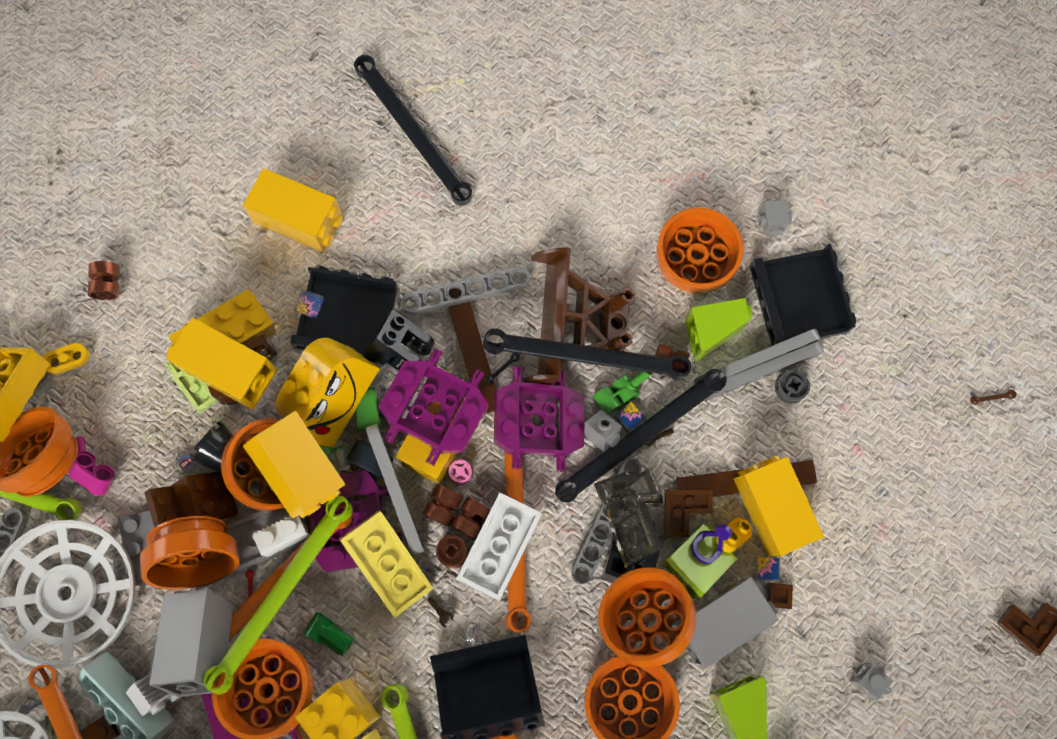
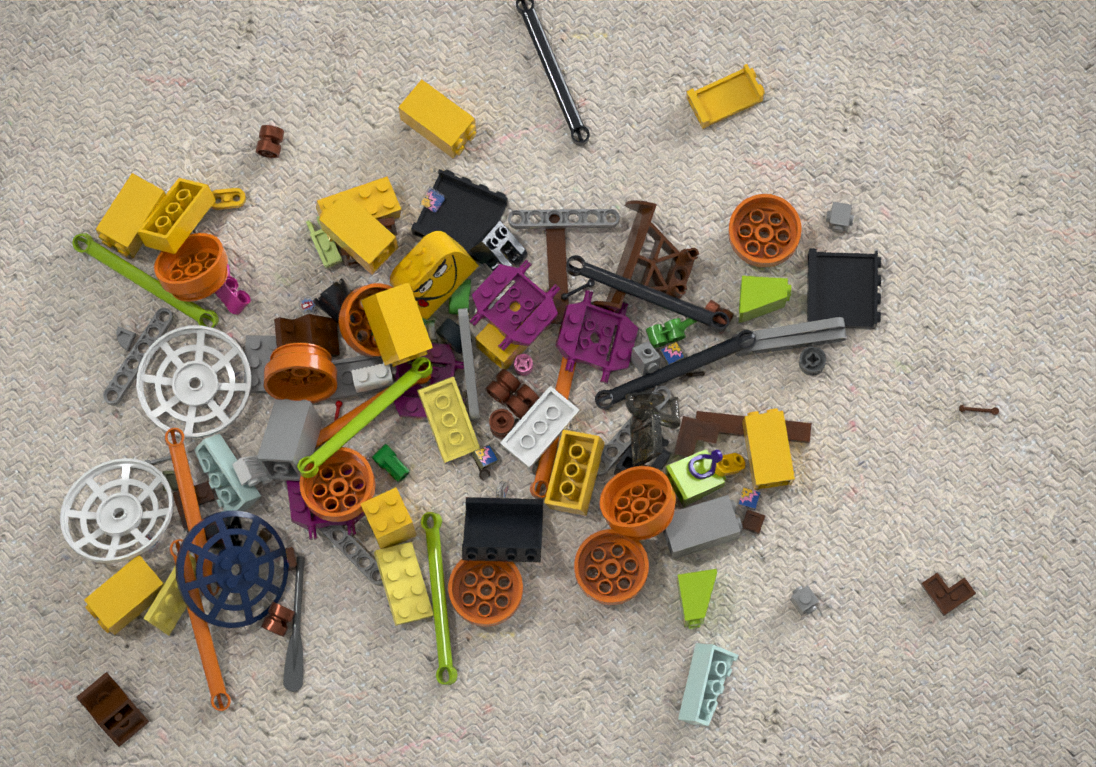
camera: 20 degrees right, 0 degrees up
(441, 597) = (485, 457): none -> tile
(554, 592) = (574, 472): none -> yellow brick
(611, 116) = (725, 97): none -> yellow panel

